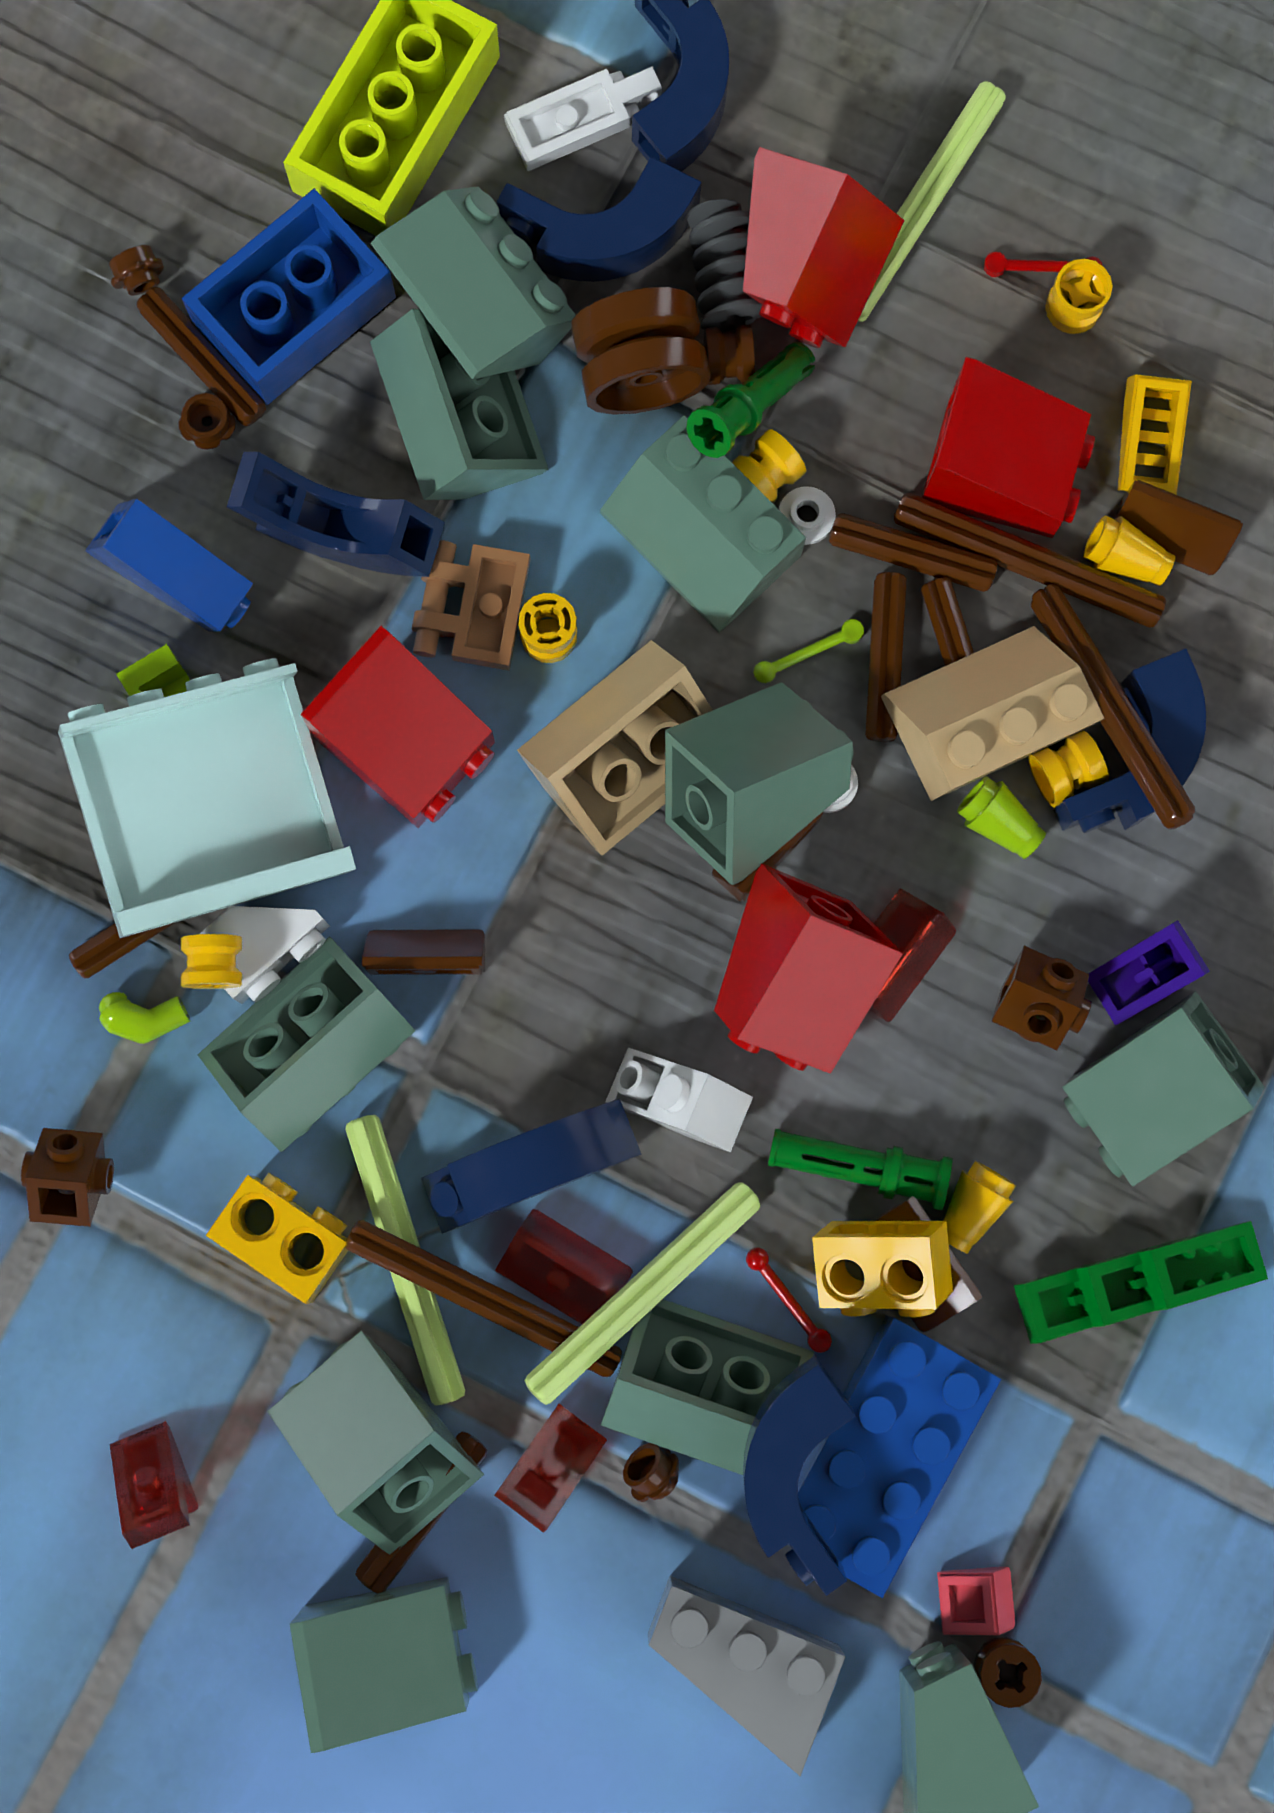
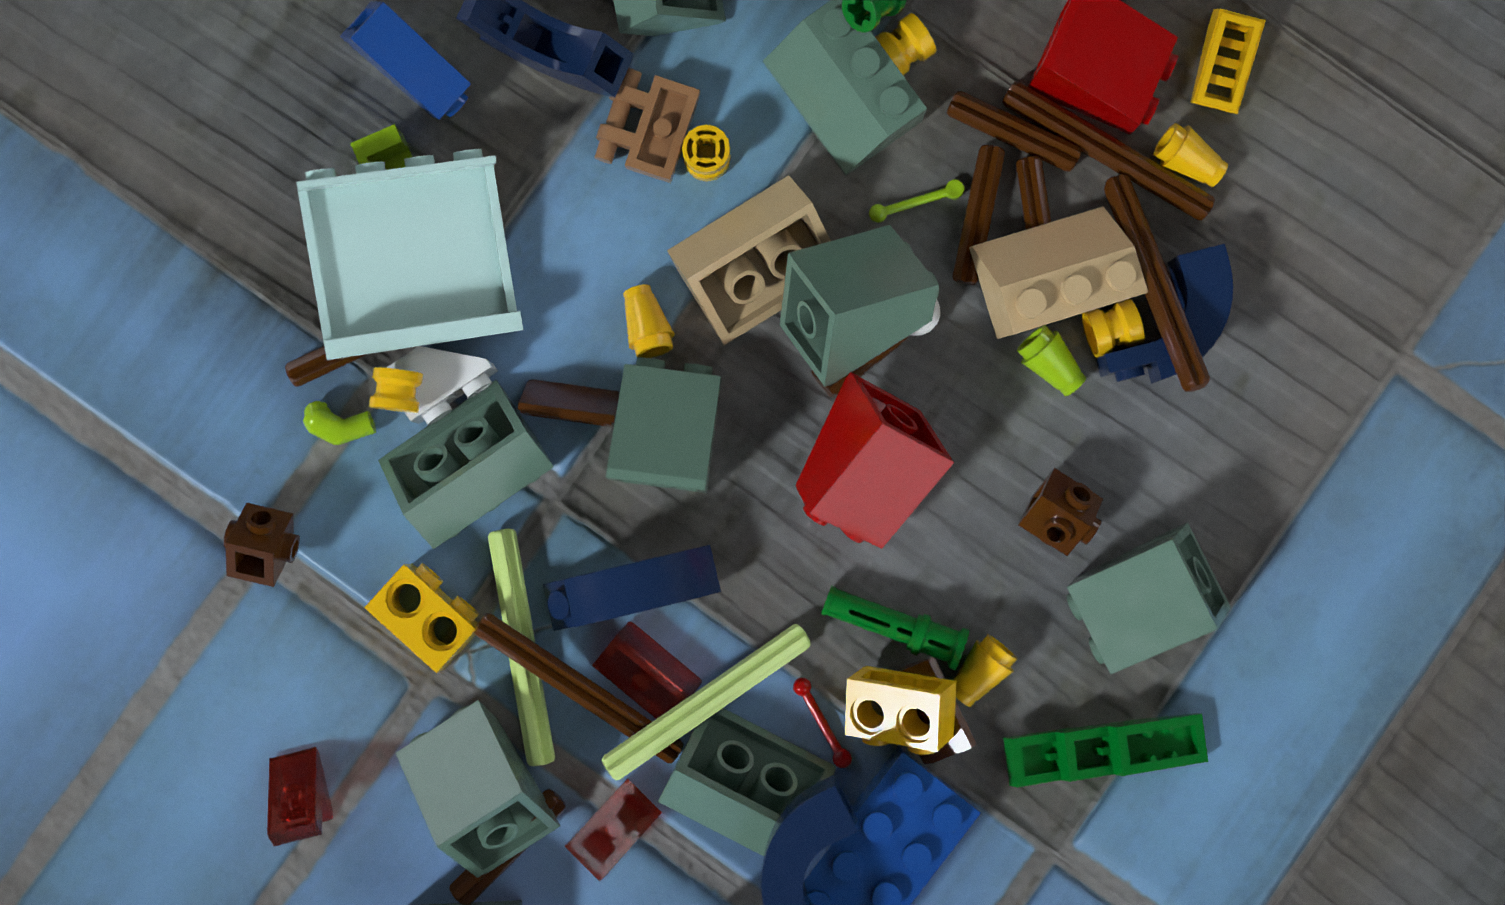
camera: 10 degrees right, 5 degrees up
(399, 729) = (574, 220): red slope -> none
(504, 842) = (646, 323): none -> yellow cone
(544, 962) = (665, 426): none -> sand green slope
(651, 1472) = (692, 843): reddish brown plate -> none
(680, 1099) = (758, 551): white slope -> none
(817, 499) = (945, 80): white plate -> none
(921, 936) = (969, 446): clear red slope -> none
(1147, 972) = (1150, 503): dark purple slope -> none
(1184, 528) = (1236, 140): reddish brown slope -> none

